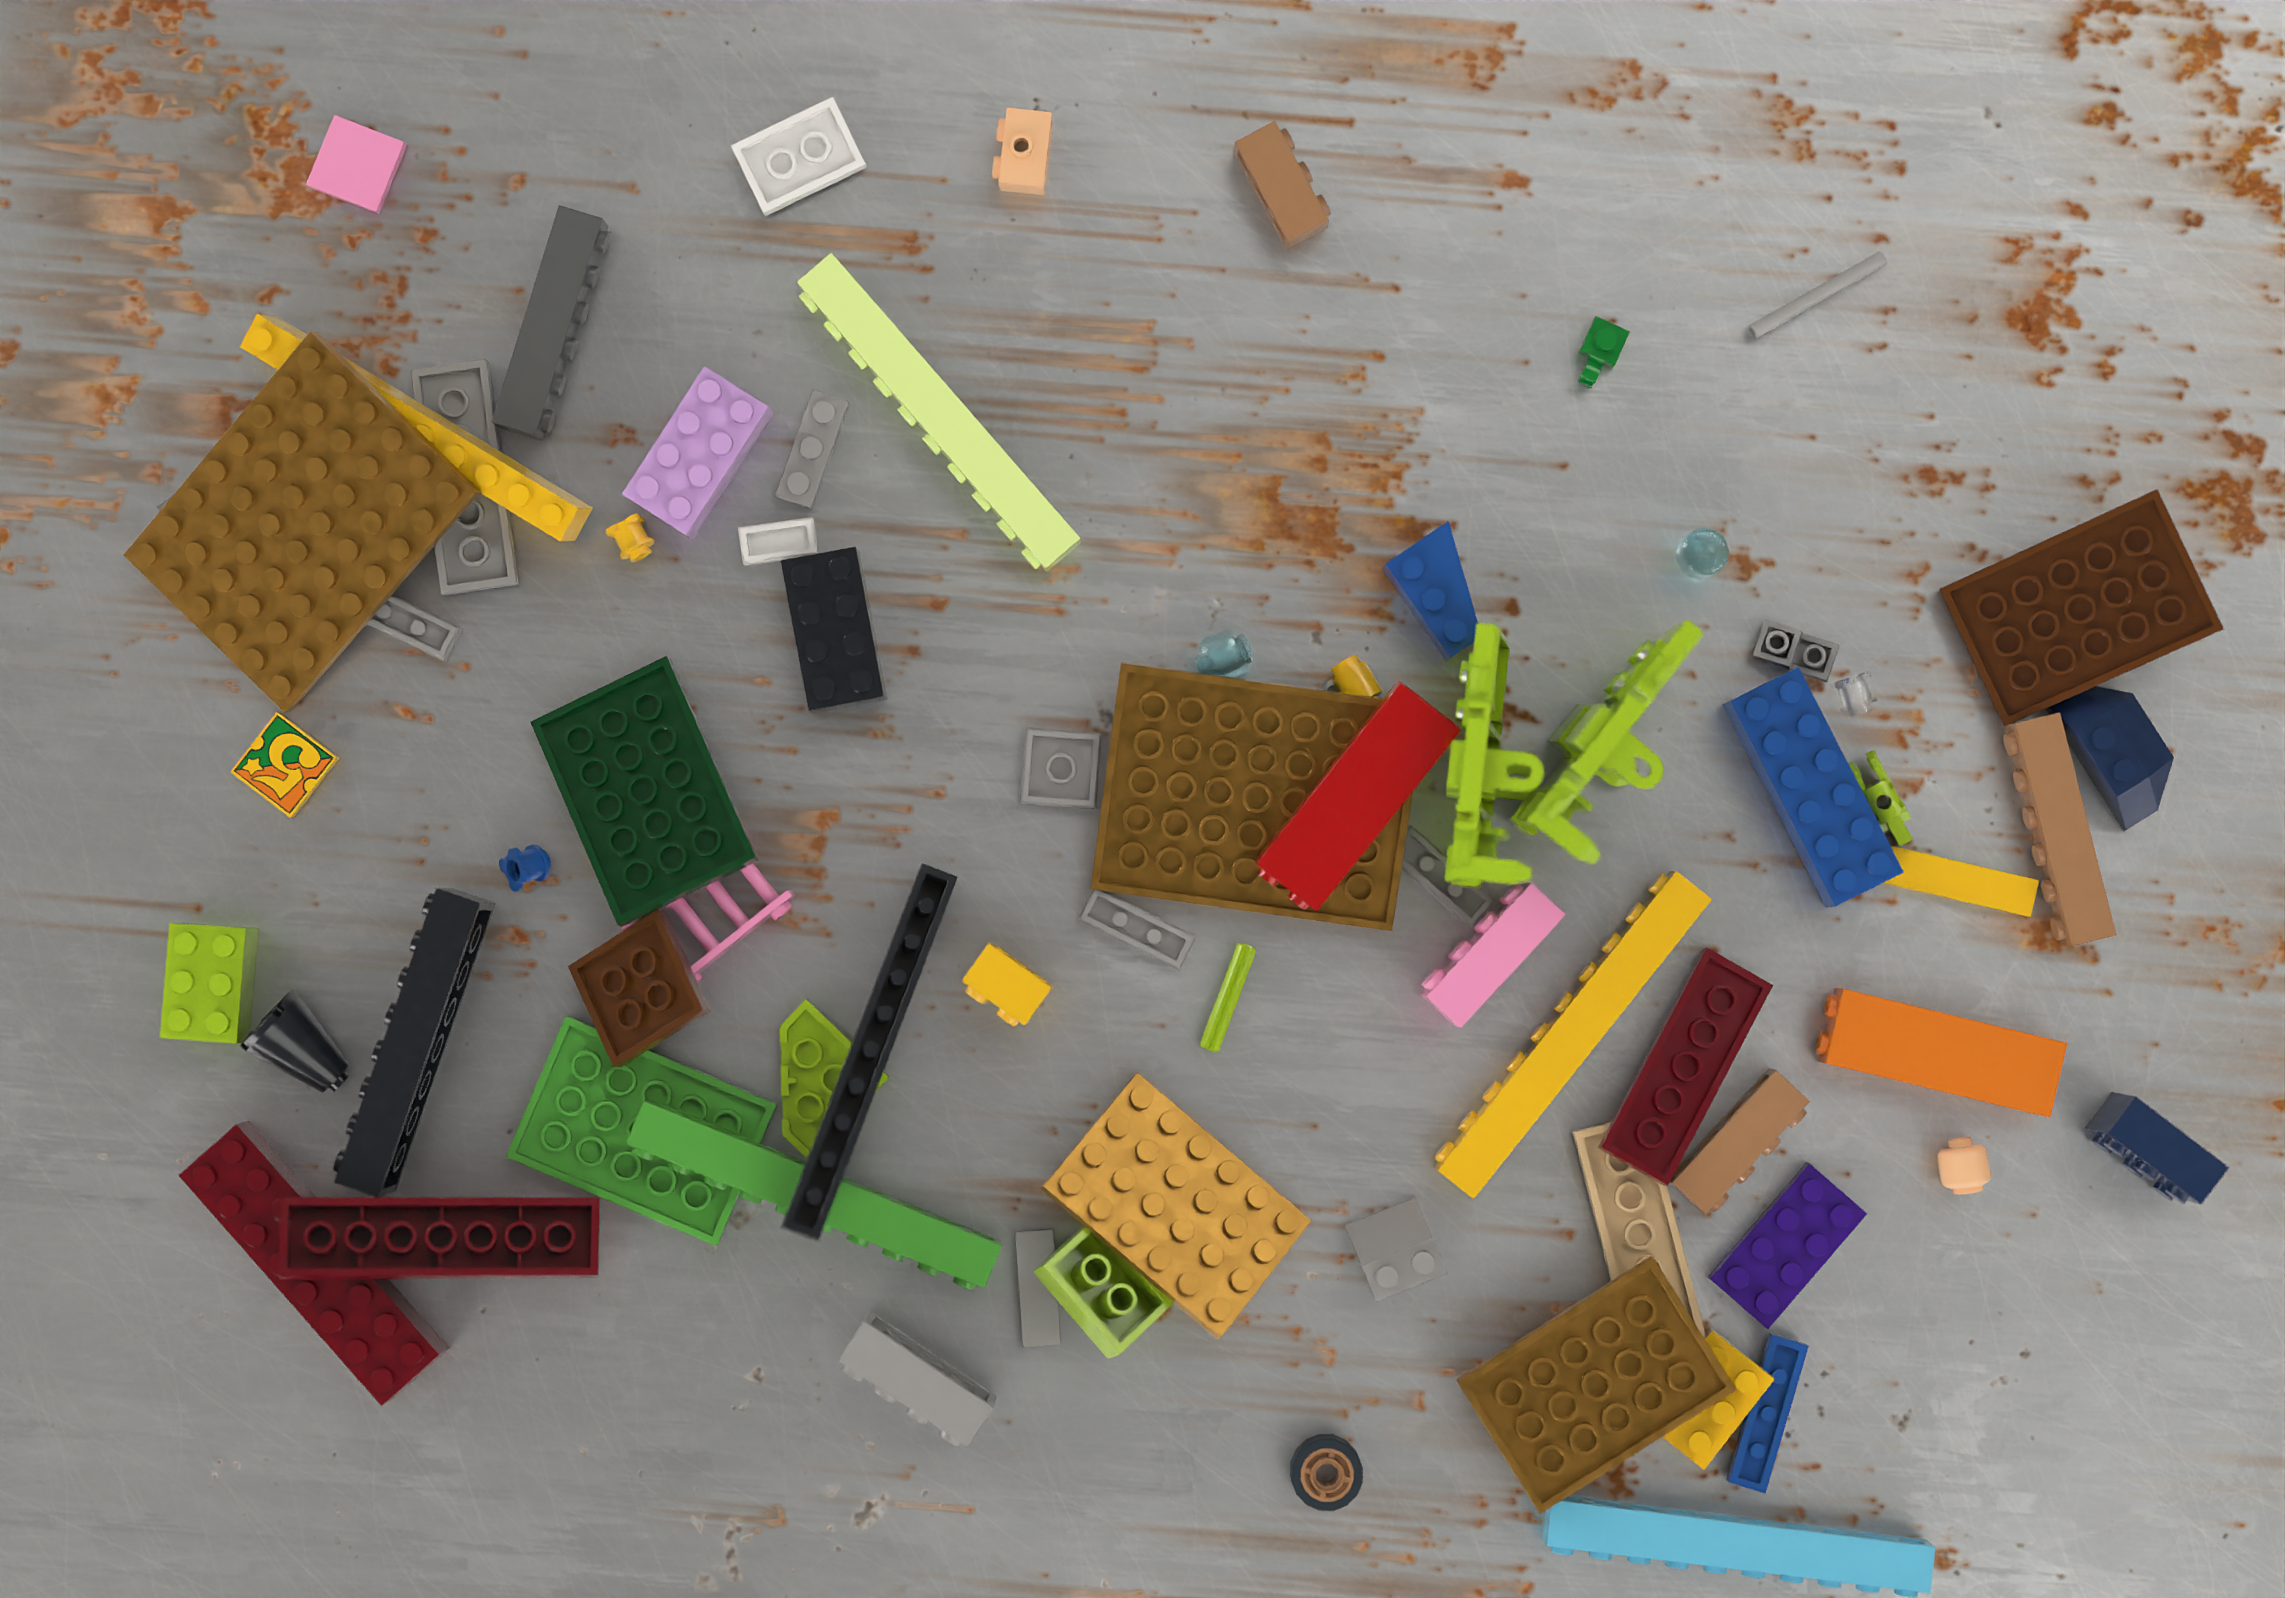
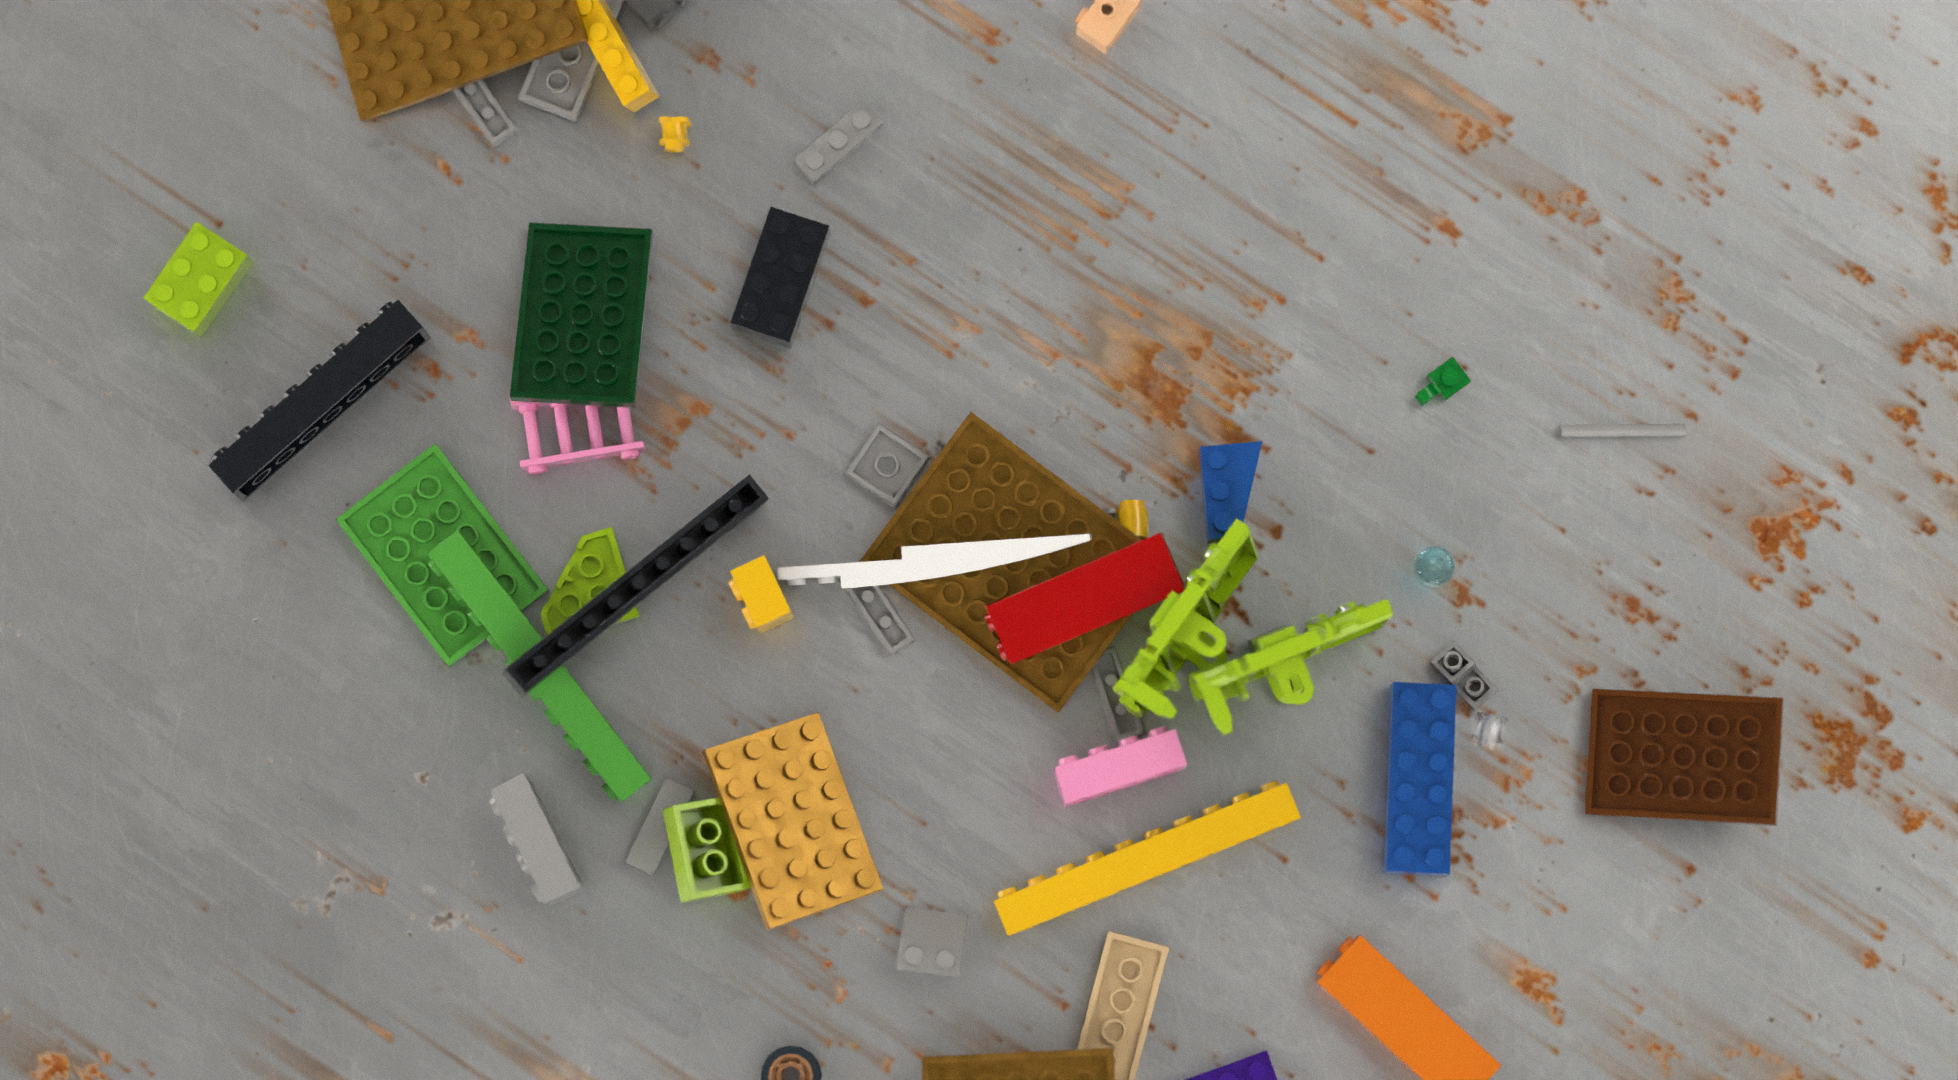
camera: 30 degrees right, 5 degrees down
(285, 765) = (339, 157): tile -> none
(297, 1045) = (235, 358): black cone -> none
(359, 1319) = (158, 518): dark red brick -> none
(438, 1237) = (258, 547): dark red brick -> none
(525, 866) = (467, 321): blue brick -> none
(639, 988) = (498, 451): reddish brown plate -> none
(698, 453) = (755, 99): lavender brick -> none
(778, 541) = (776, 192): white tile -> none
(938, 412) = (943, 166): yellowish green brick -> none
(1169, 847) = (931, 561): none -> white slope
(1225, 654) = (1050, 449): clear light blue head -> none
(1228, 997) = (913, 695): lime axle -> none
(1282, 184) = (1279, 139): medium nougat brick -> none
(1685, 1066) = (1214, 927): dark red plate -> none
(1739, 1140) = (1224, 1004): medium nougat brick -> none
(1893, 814) = (1466, 833): lime hinge -> none
(1965, 882) = (1492, 909): yellow tile -> none
(2059, 830) = (1583, 910): medium nougat brick -> none
(2117, 750) = (1658, 877): dark blue wedge -> none

